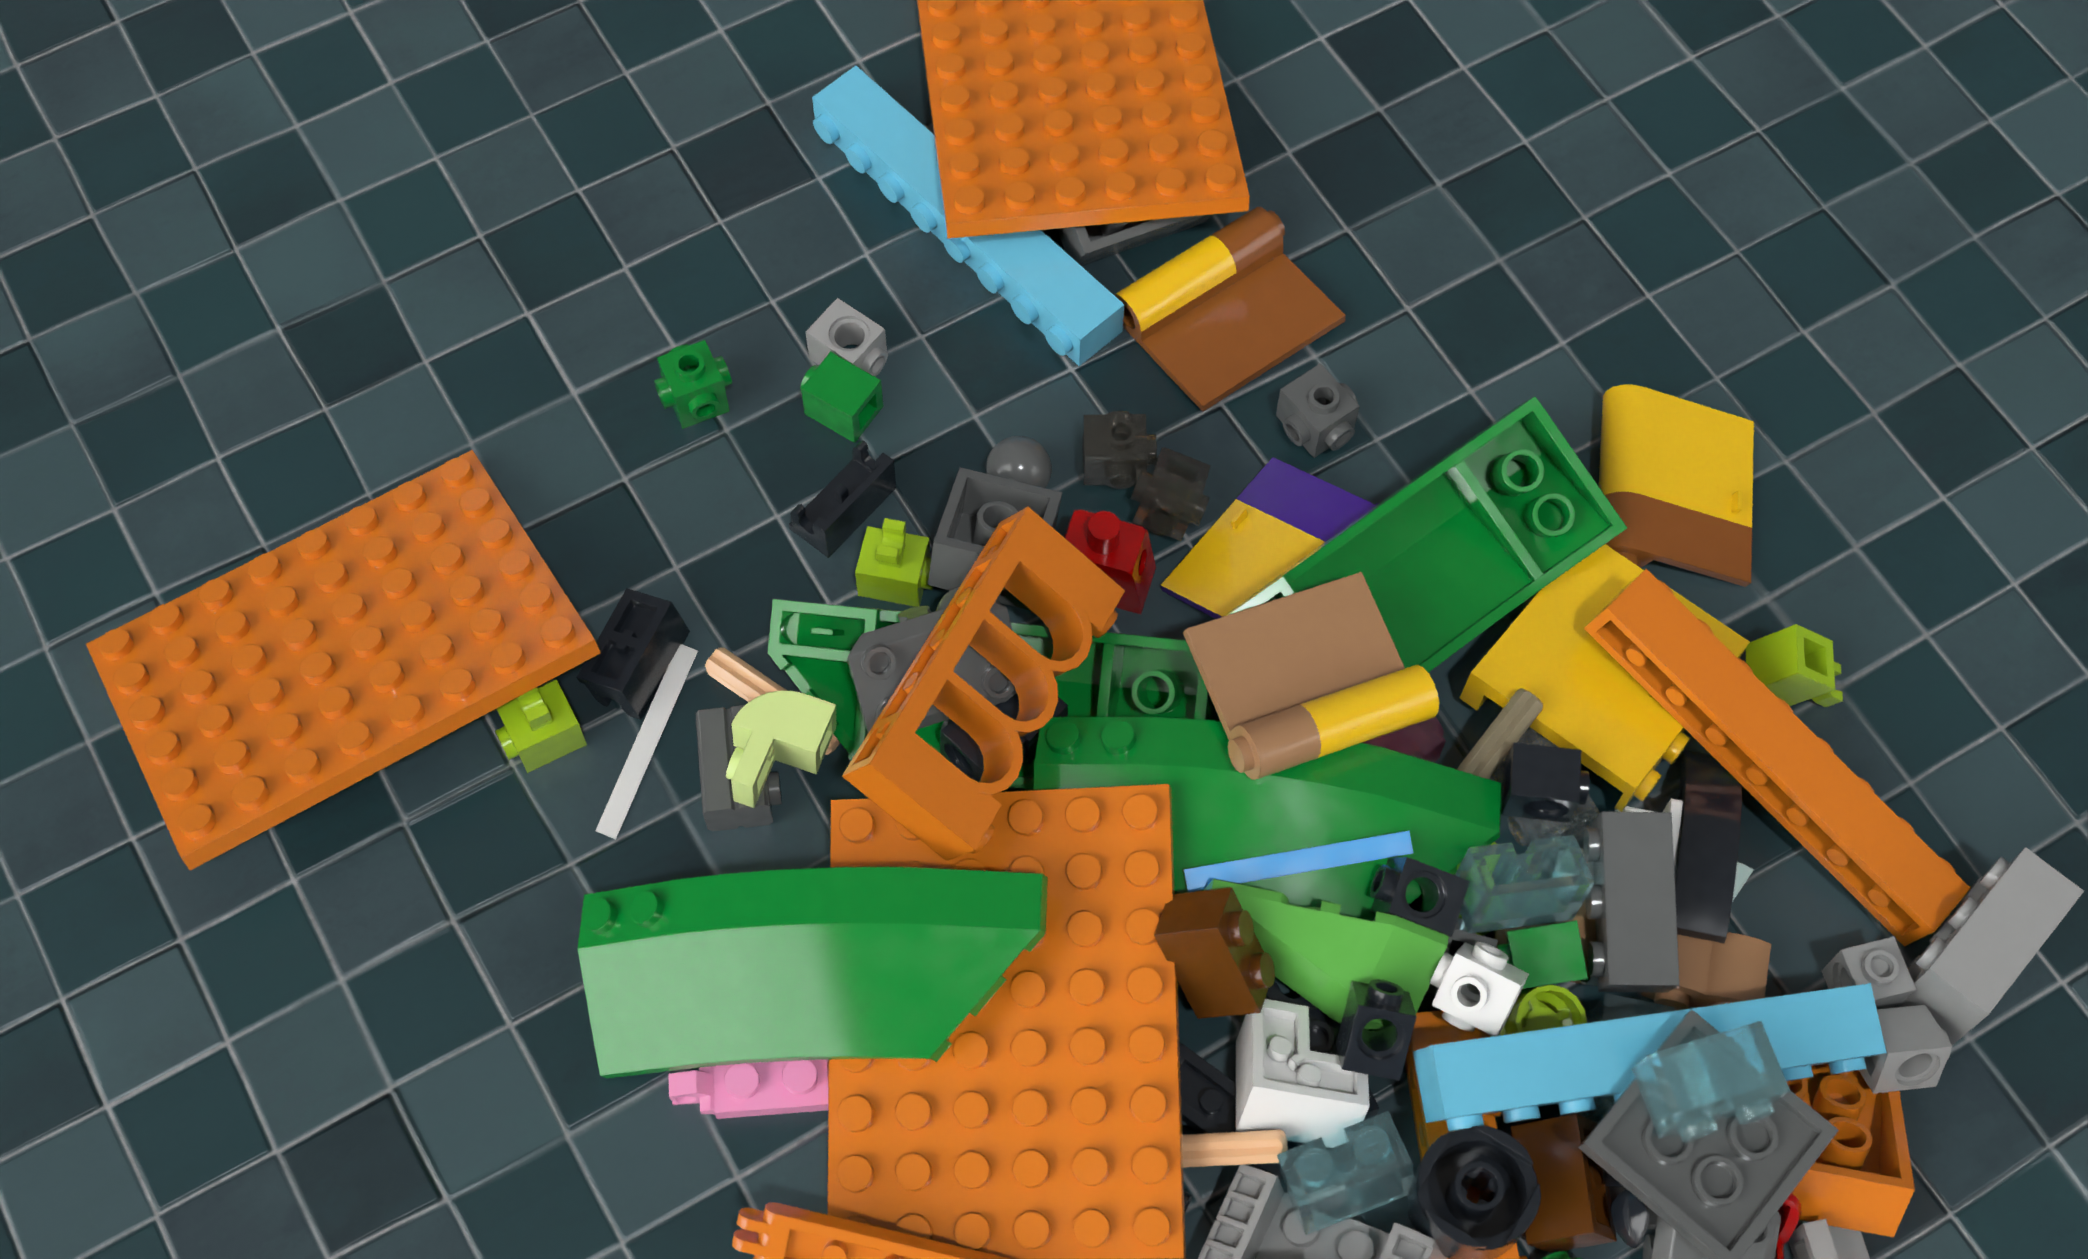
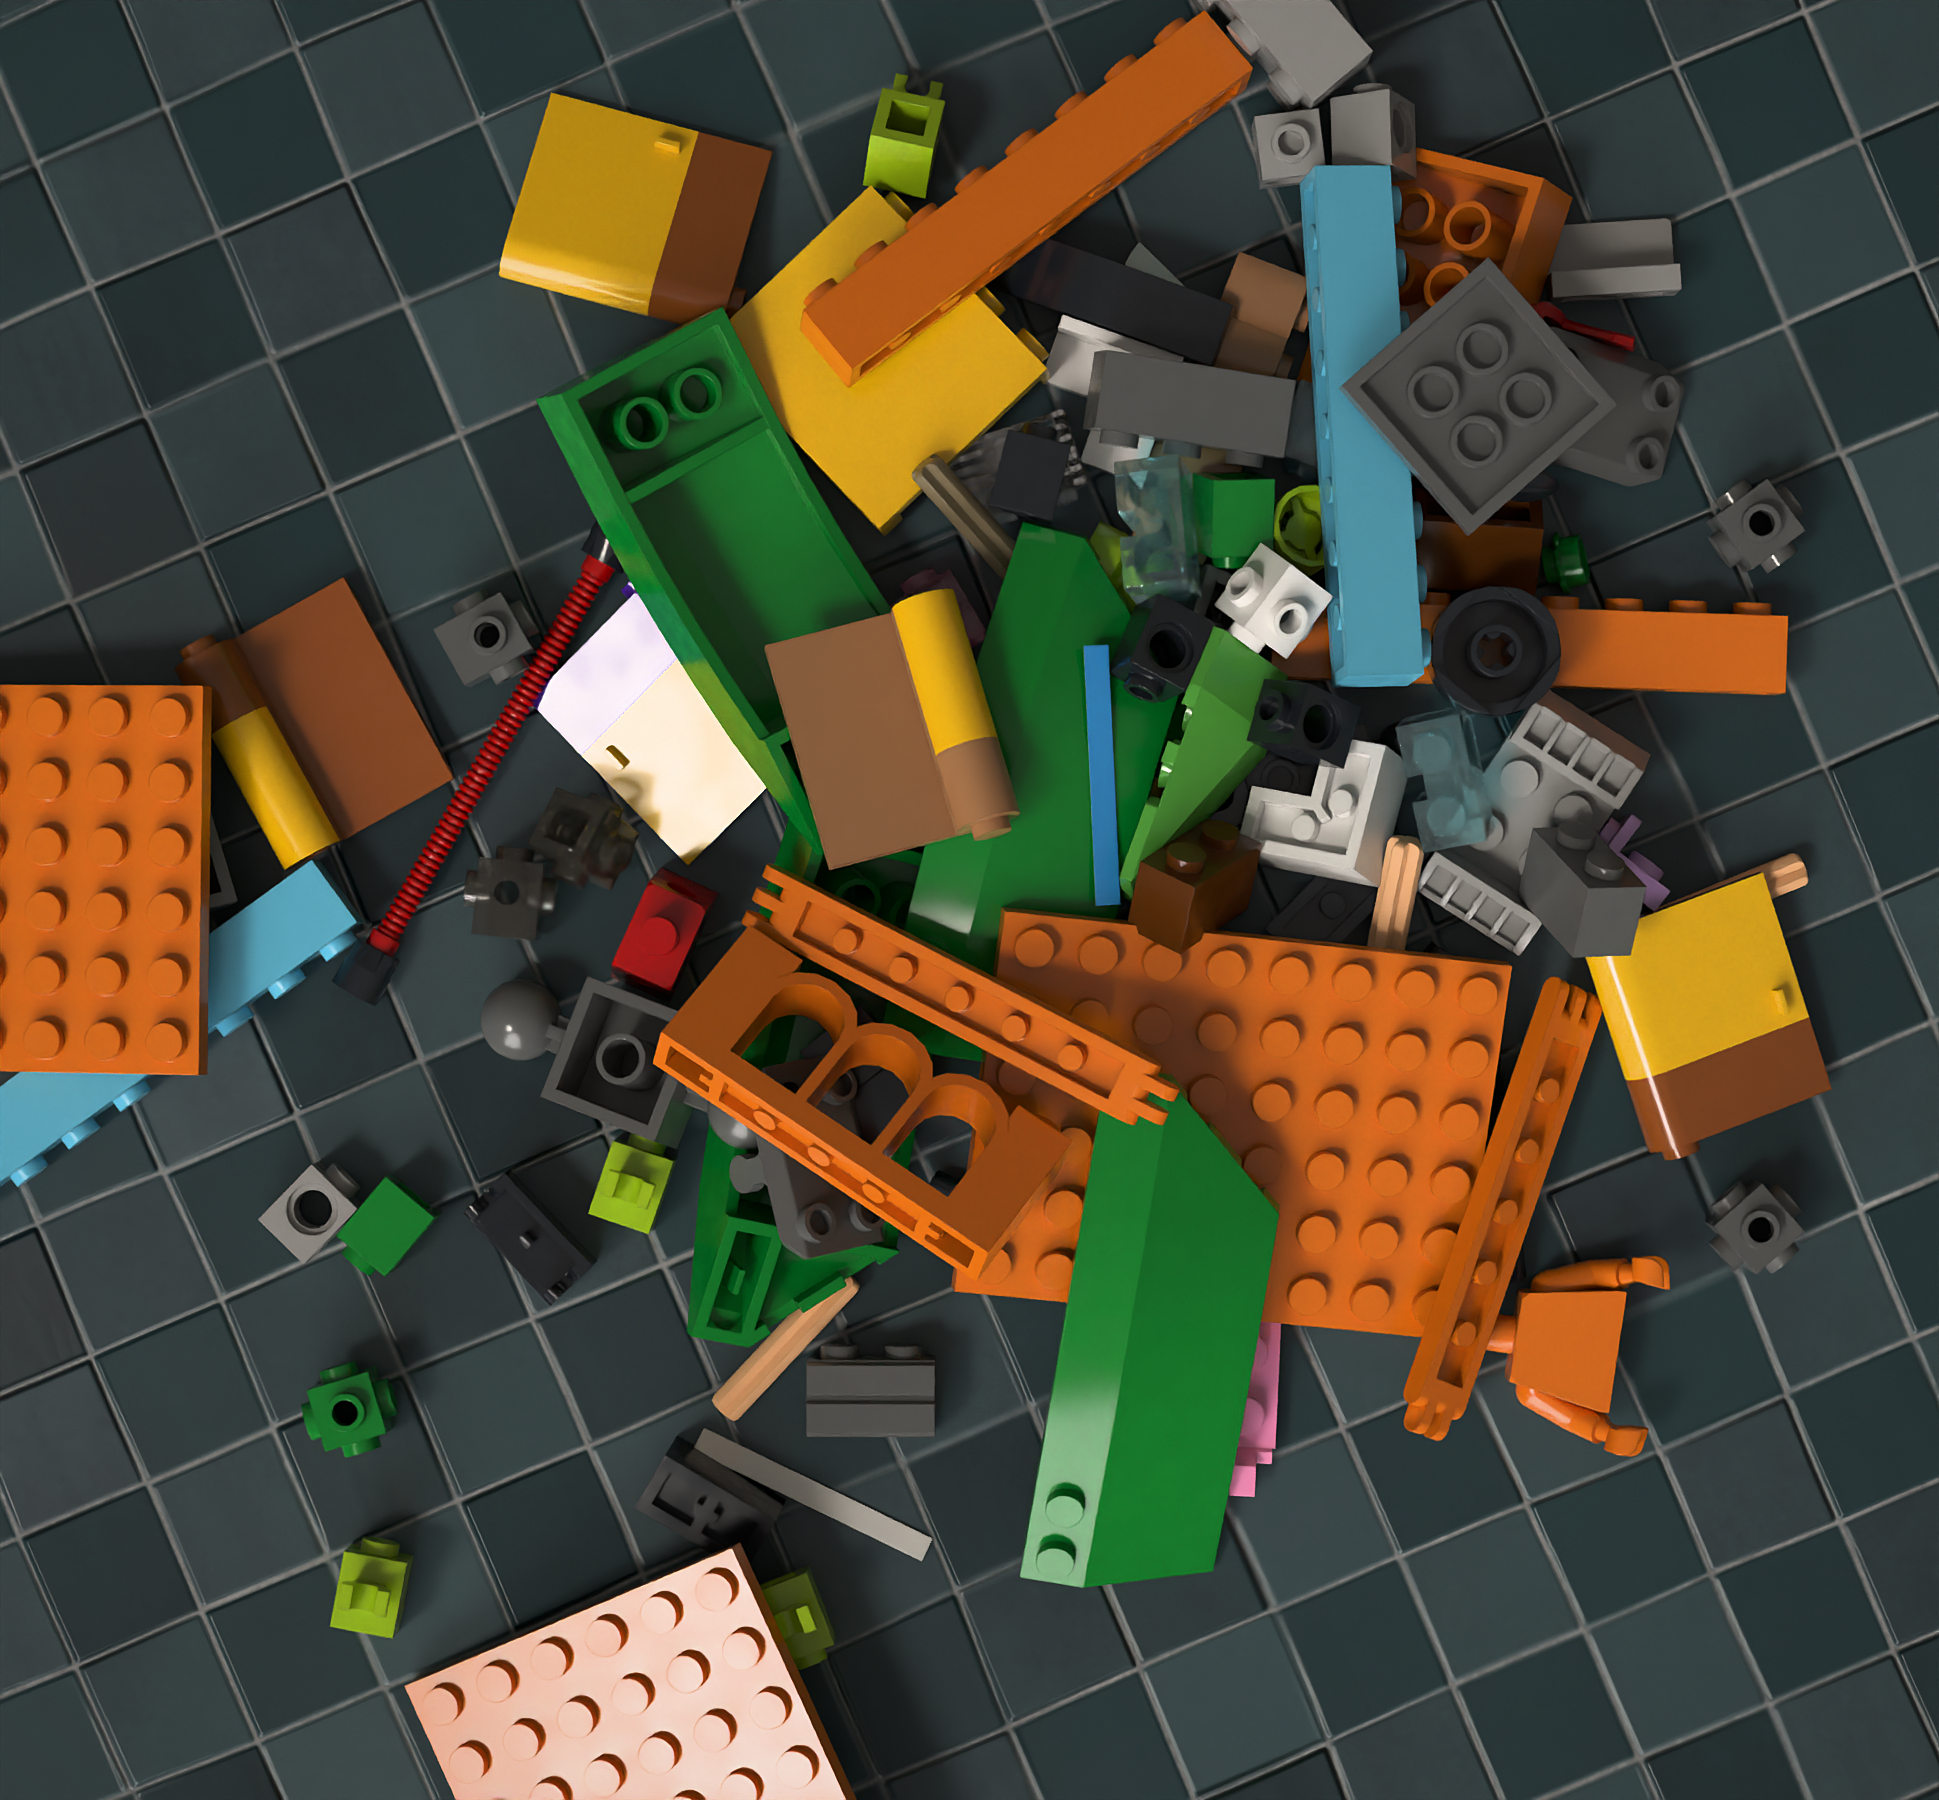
camera: 85 degrees left, 25 degrees up
(549, 414) = (372, 1588): none -> lime brick
(778, 728) = (852, 1344): yellowish green brick -> none
(1049, 366) = (372, 961): none -> red hose
(1084, 759) = (961, 998): none -> orange hinge
(1710, 1081) = (1433, 389): clear light blue brick -> none

